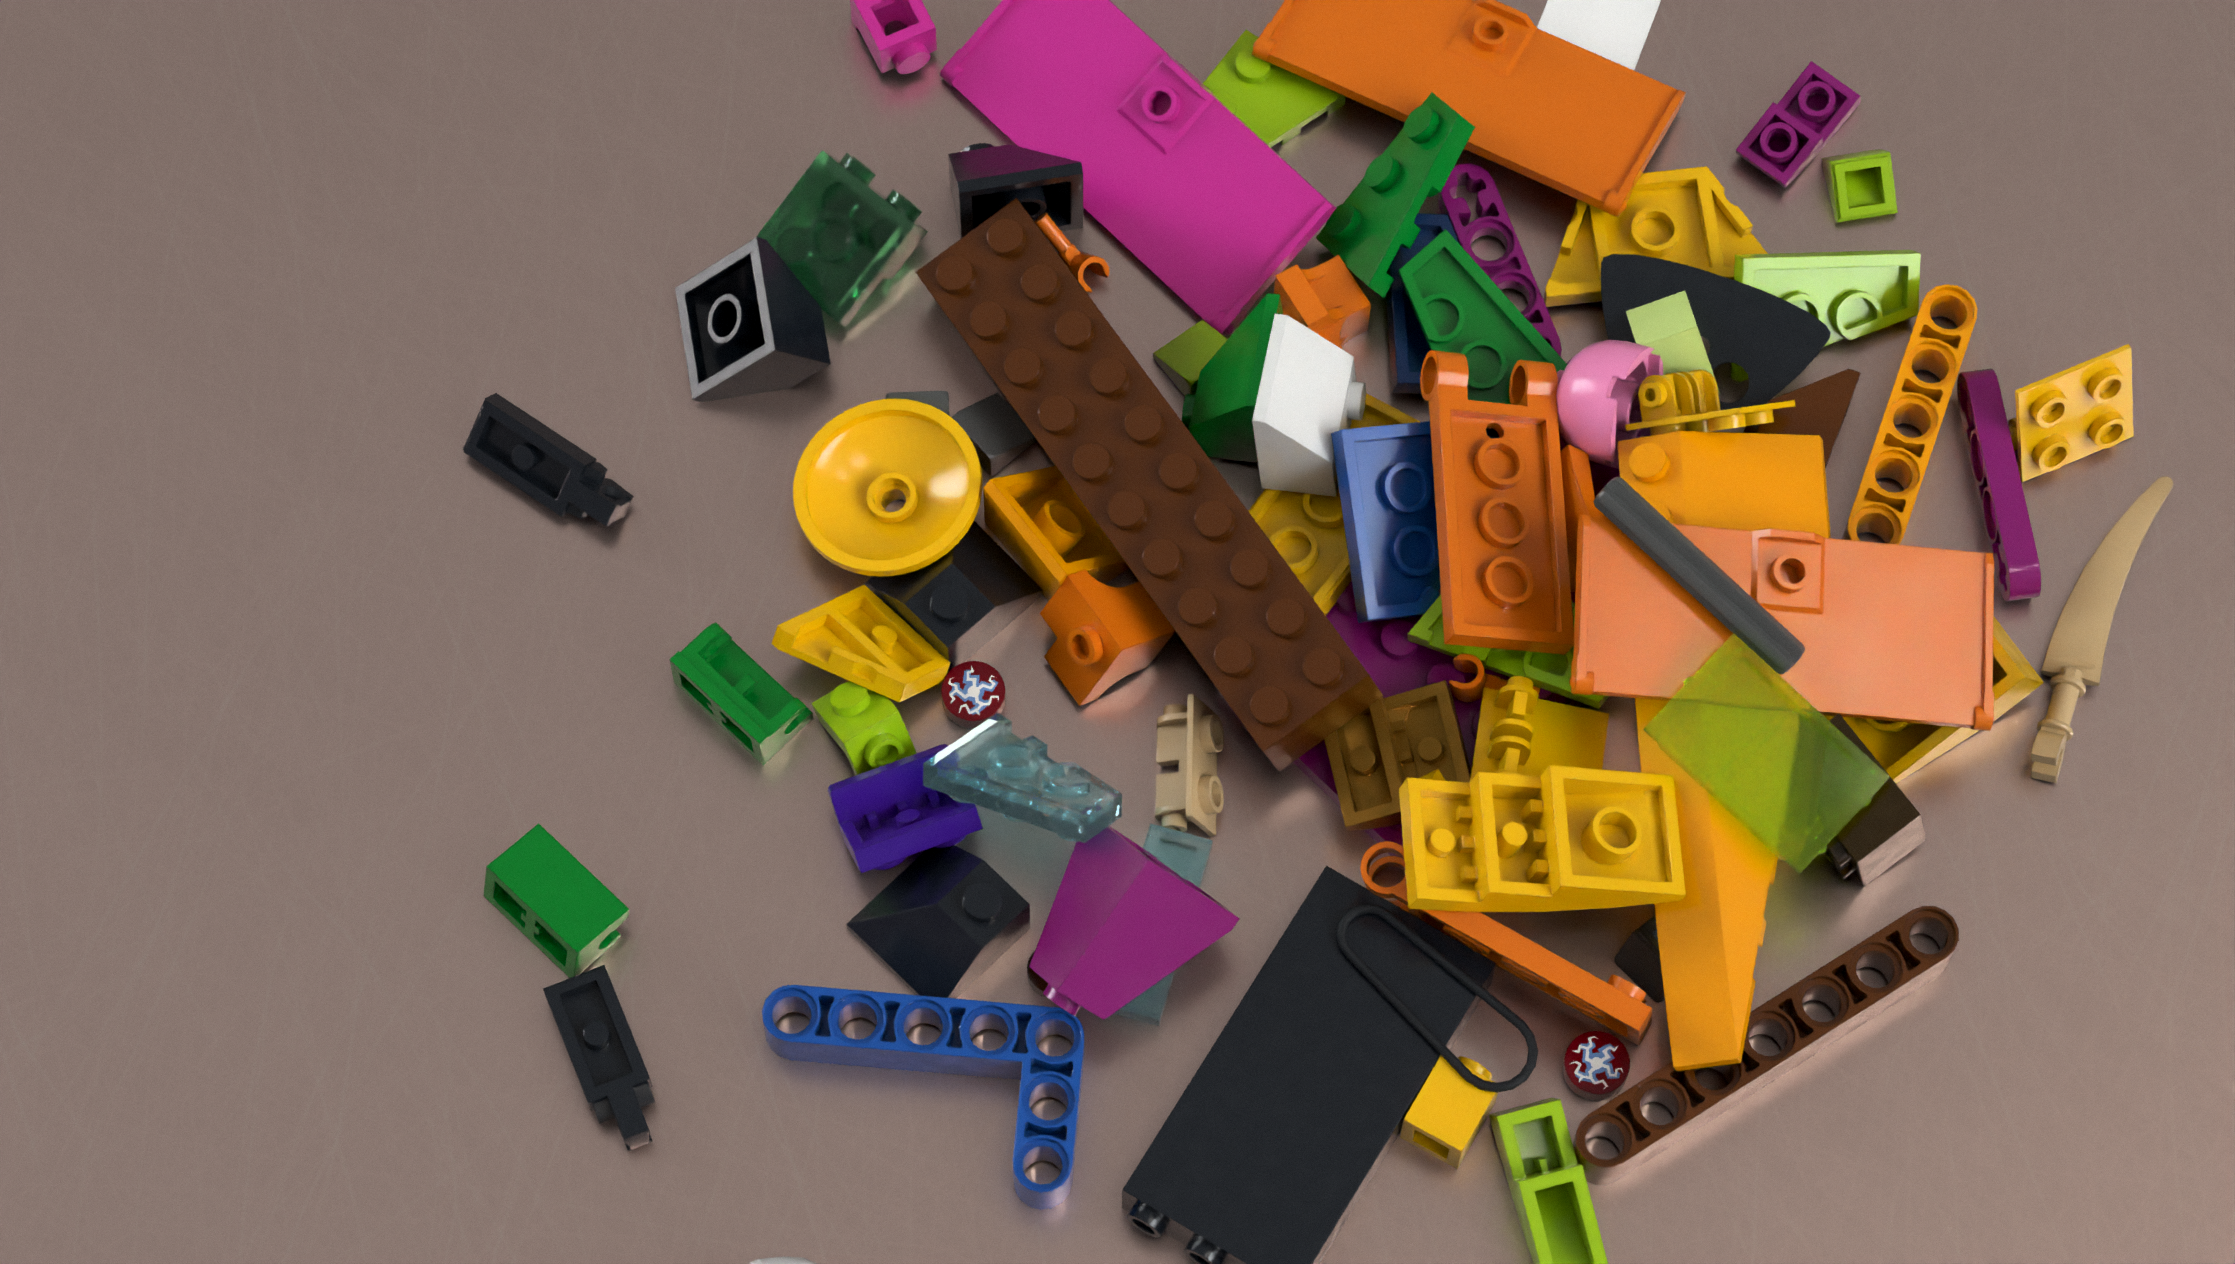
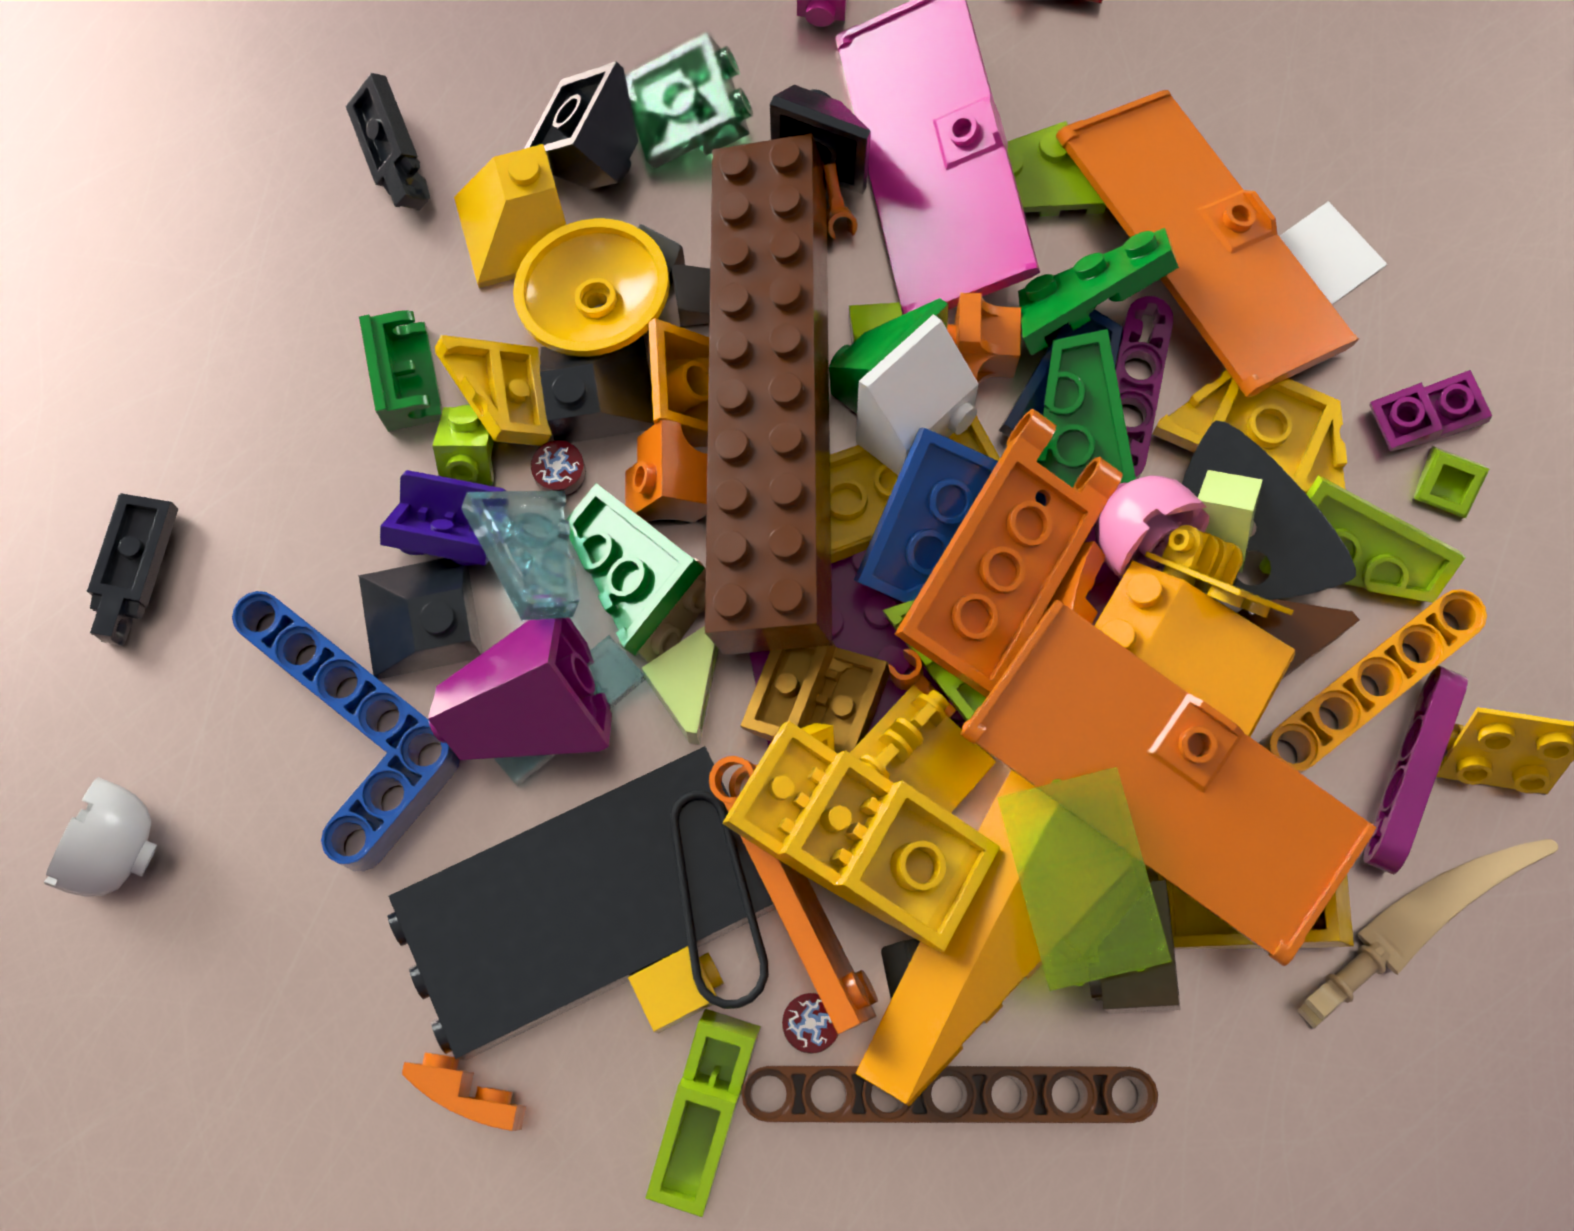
camera: 35 degrees right, 5 degrees up
(554, 901) = (174, 438): green hinge -> none
(736, 465) = (508, 212): none -> yellow slope
(1128, 737) = (631, 564): none -> wing
(1257, 825) = (684, 681): none -> yellowish green slope
(1699, 575) = (1120, 704): dark grey axle -> none

